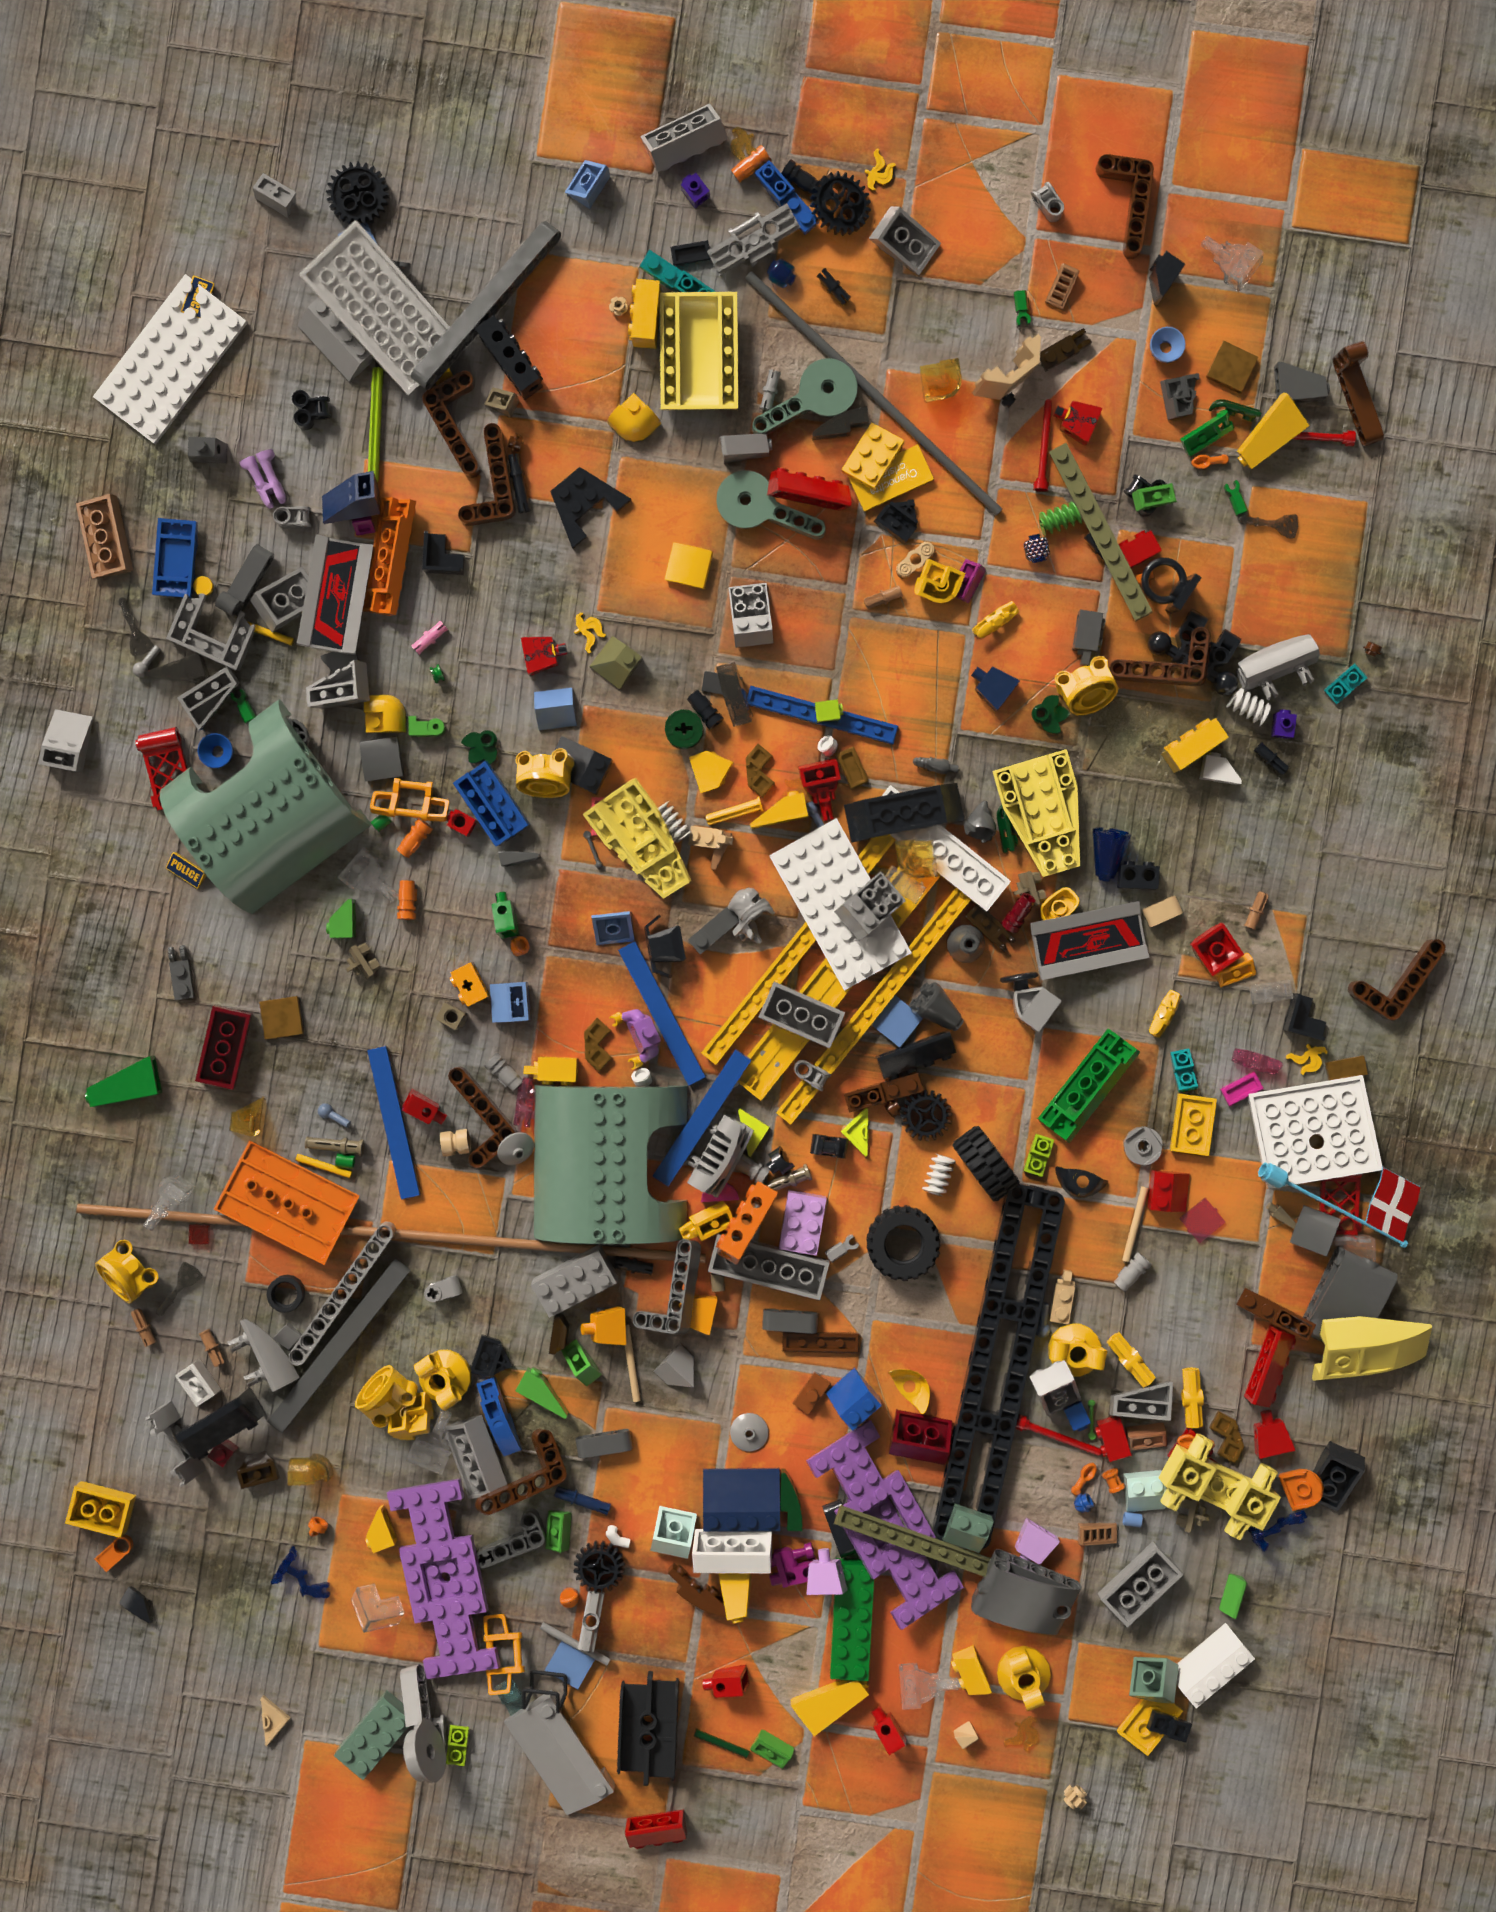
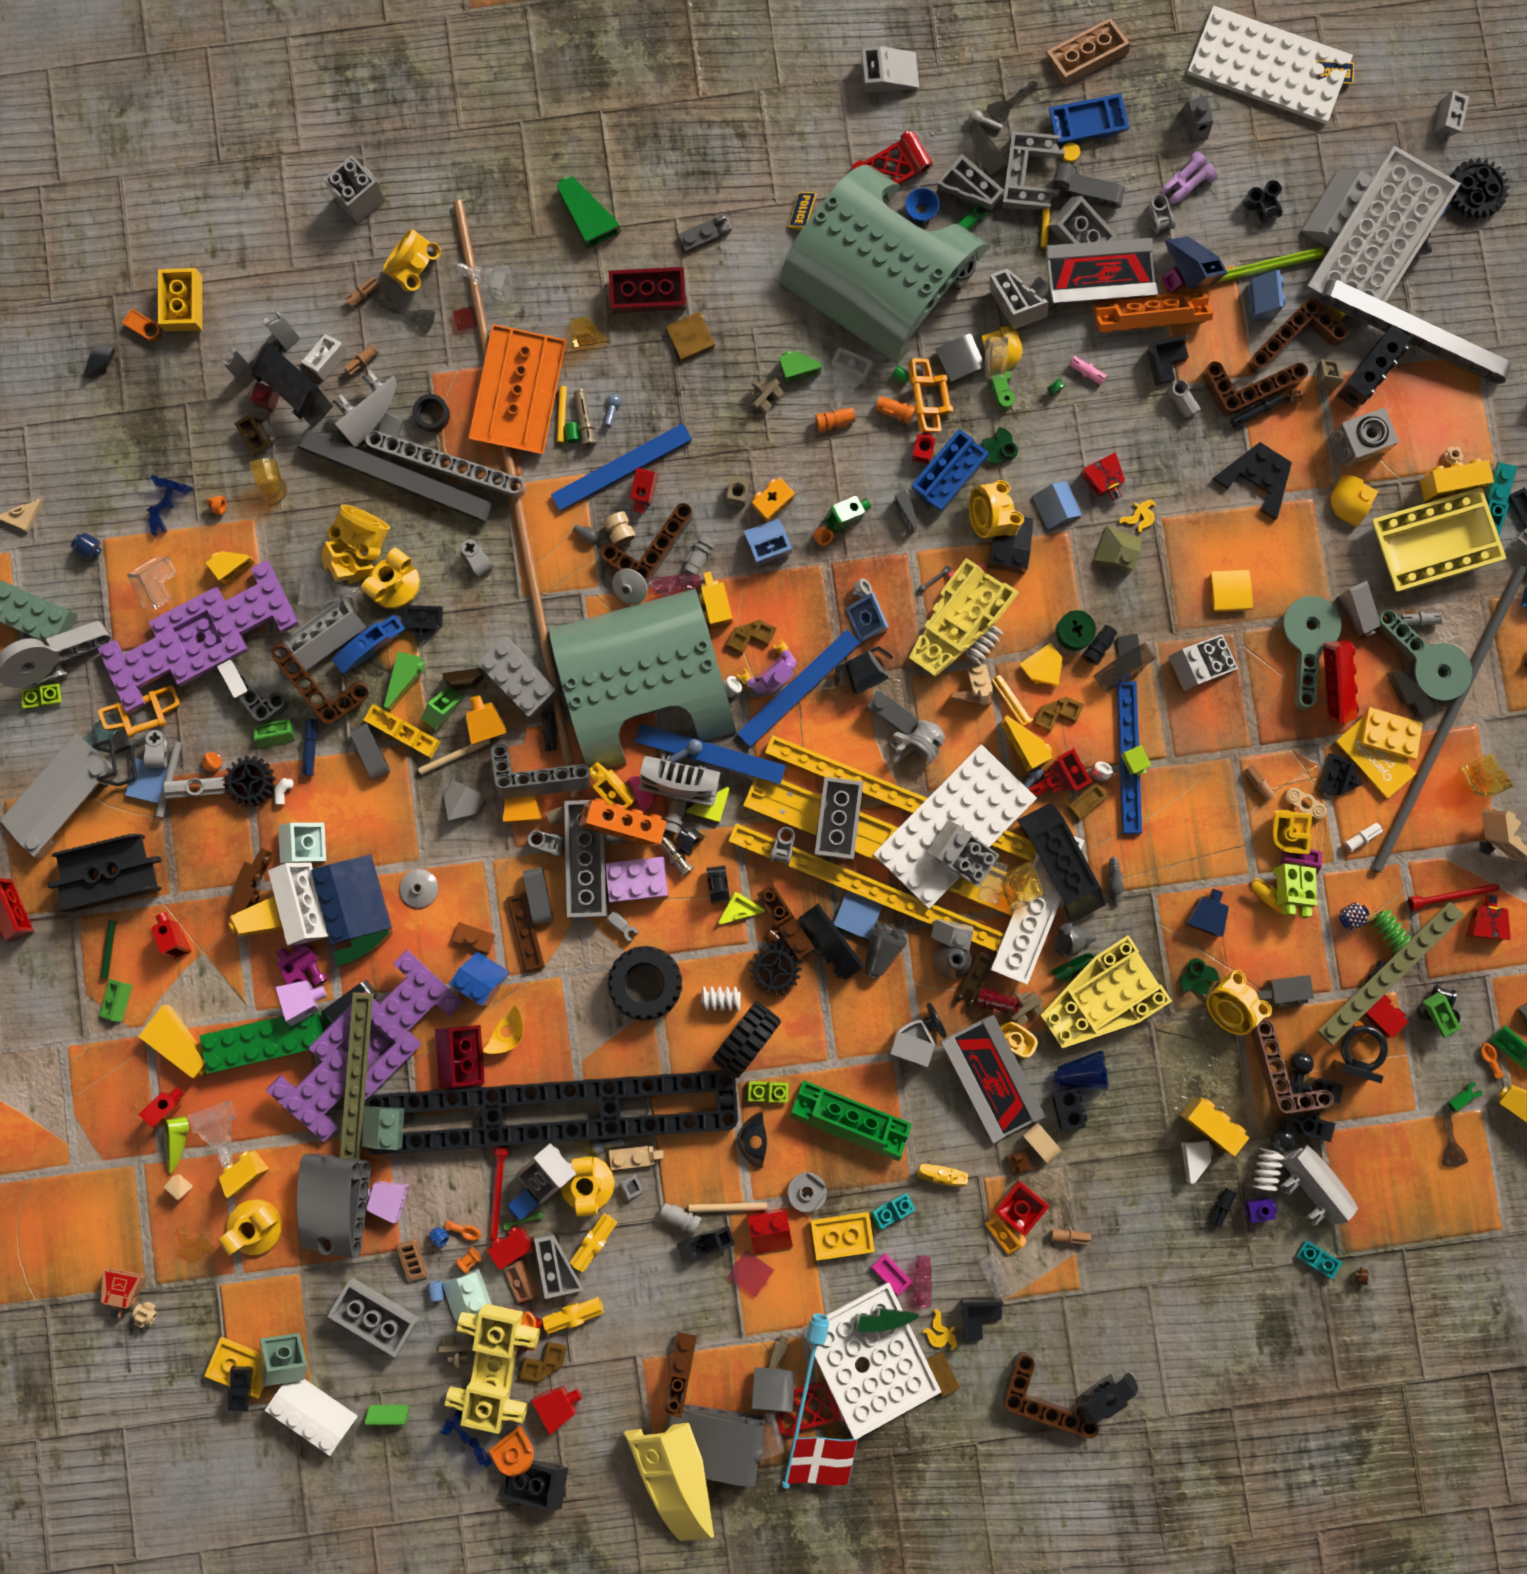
camera: 75 degrees right, 5 degrees down
(38, 1307) = (355, 189): none -> light grey brick
(322, 1664) = (86, 546): none -> dark blue head
(394, 726) = (996, 357): none -> clear slope
(407, 440) = (1266, 296): none -> medium blue slope
(450, 1175) = (586, 534): none -> dark grey cylinder
(488, 552) = (1185, 400): none -> light grey piece
(495, 1557) = (232, 678): none -> white sticker
(547, 1649) = (155, 750): none -> light grey piece
(581, 401) = (1364, 437): none -> light grey brick
(583, 923) = (862, 588): none -> light grey tile
(592, 1407) = (402, 730): none -> yellow slope
(691, 1131) = (693, 747): none -> sand blue bar
(742, 1297) = (548, 842): none -> light grey piece
(920, 1726) = (175, 1138): none -> lime piece
(942, 937) = (952, 934): none -> light grey slope
(963, 514) = (1363, 837): none -> white axle
(995, 597) = (1296, 889): none -> lime hips
(1045, 1813) = (120, 1289): none -> torso
(1090, 1310) = (630, 1188): none -> dark grey slope
(1162, 1255) = (705, 1243): none -> black brick
(1173, 937) = (1019, 1162): none -> reddish brown tile
(1269, 1366) = (625, 1384): red slope -> none
(1282, 1110) = (883, 1320): none -> dark green slope
(1412, 907) = (1096, 1408): none -> black piece

